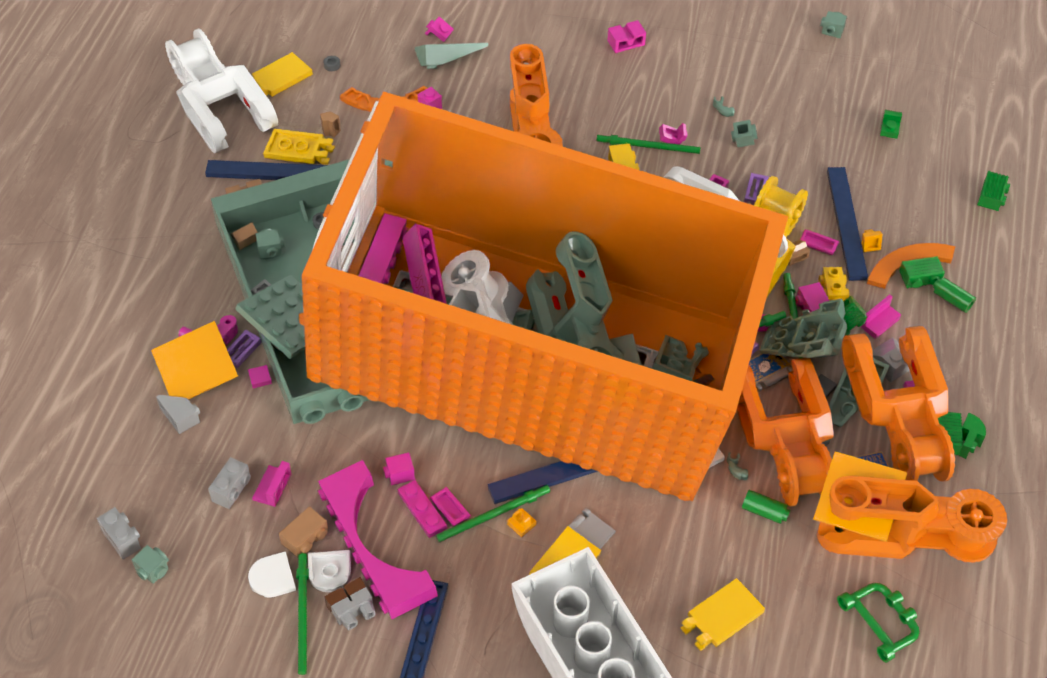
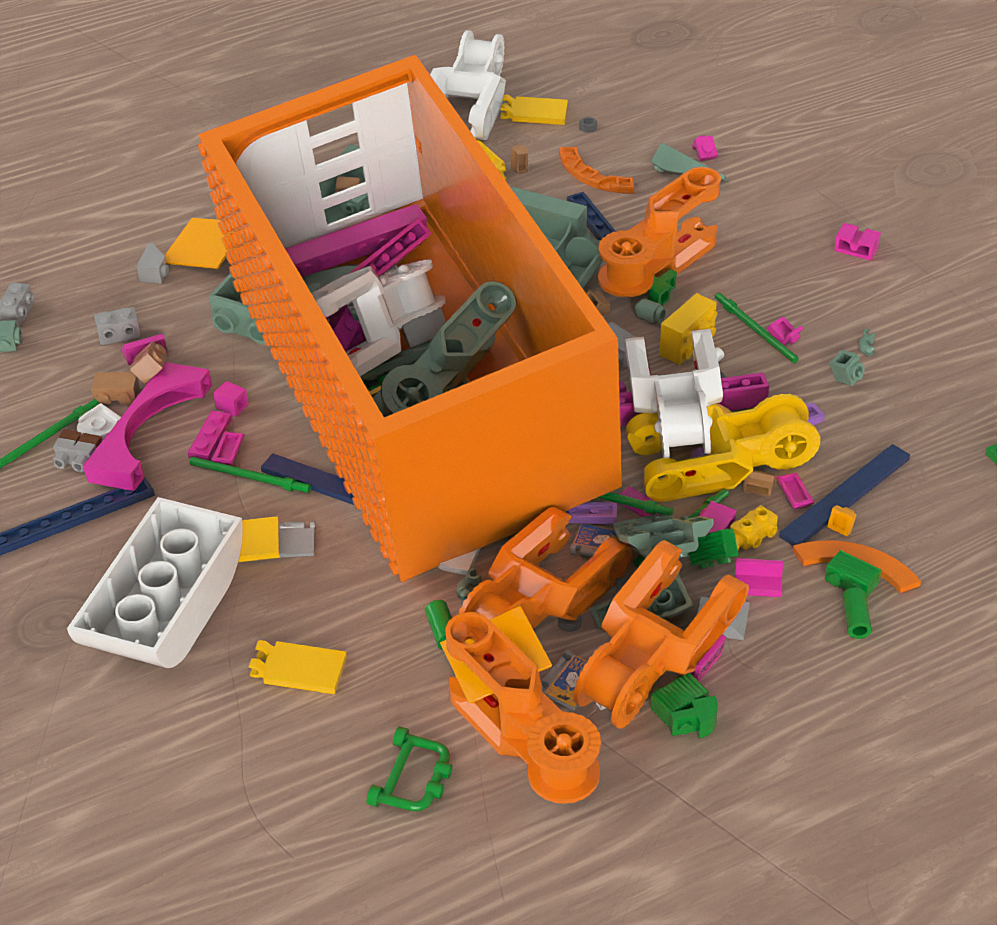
camera: 50 degrees right, 10 degrees down
(271, 576) = (62, 399): white tile -> none
(308, 490) = (149, 362): none -> medium nougat brick
(430, 97) = (617, 189): dark pink brick -> none
(521, 522) = (259, 494): light orange tile -> none

